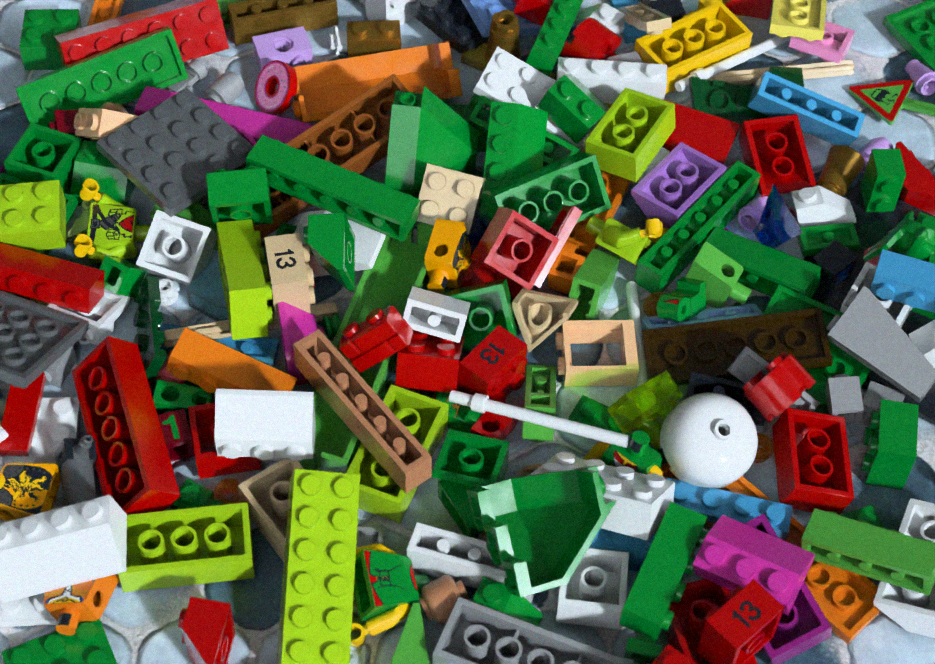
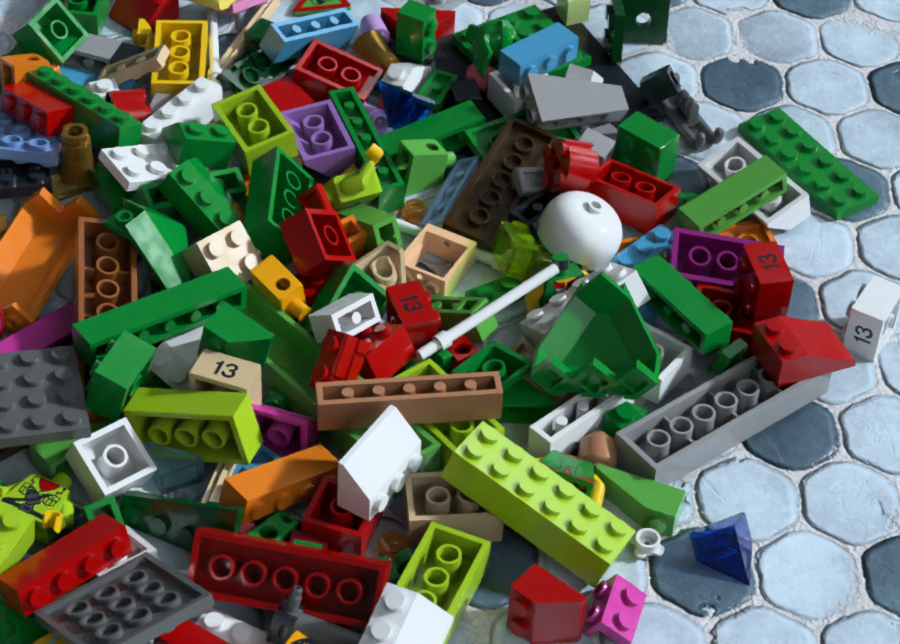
camera: 60 degrees left, 10 degrees down
(684, 301) = (428, 189): green leg -> none
(739, 553) = (710, 252): dark pink slope -> none

